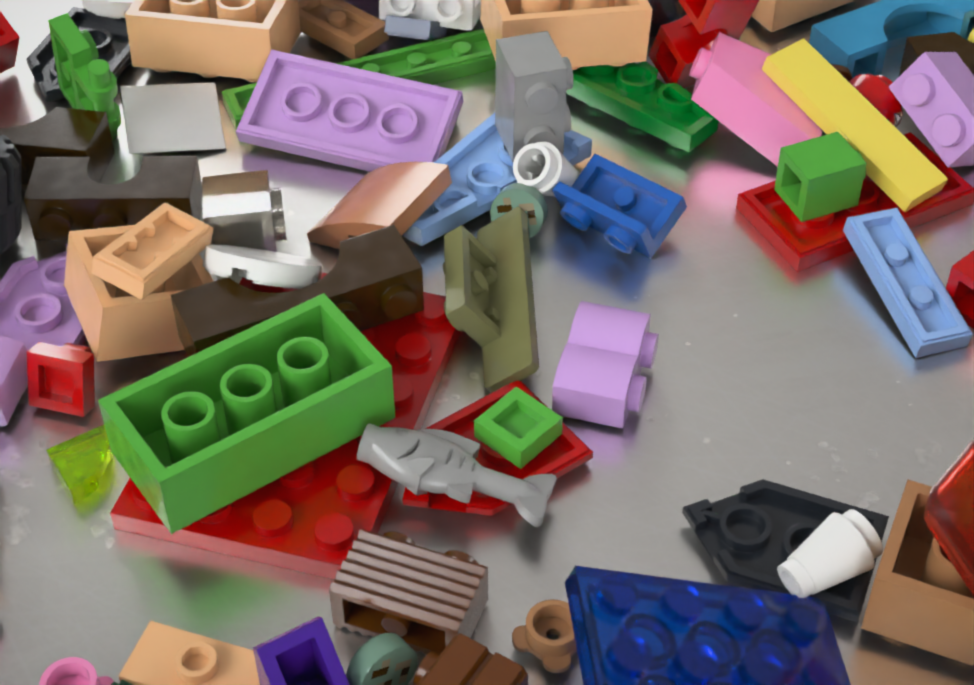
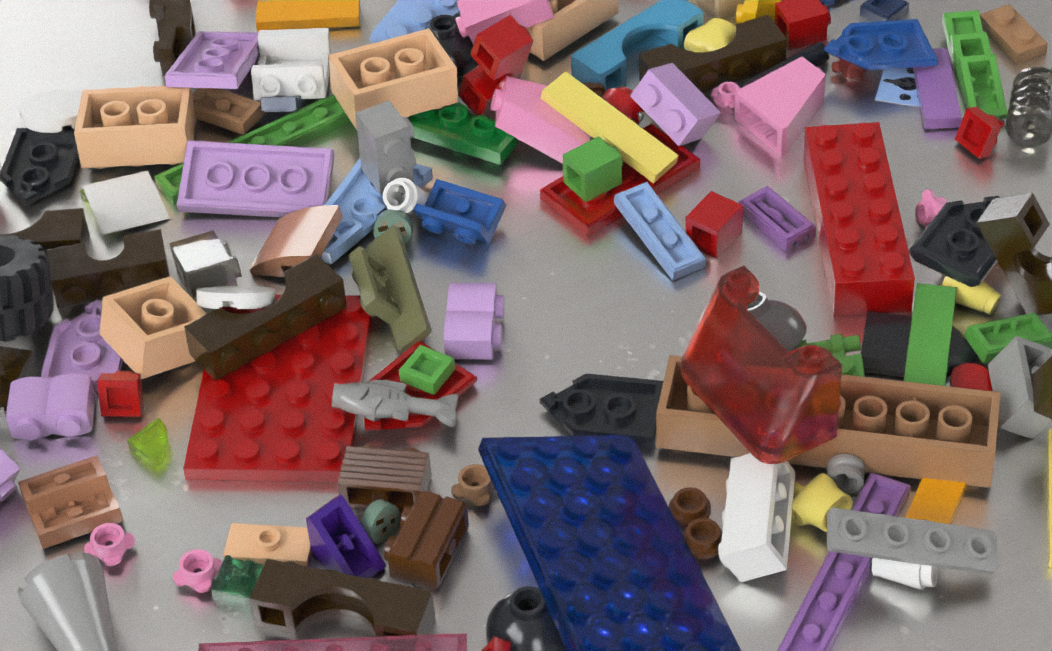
camera: 10 degrees left, 0 degrees up
(80, 73) = (55, 185): bright green plate -> none
(152, 250) = (164, 299): light nougat plate -> none
(247, 410) = (258, 388): bright green brick -> none
(832, 554) = (632, 407): white cone -> none

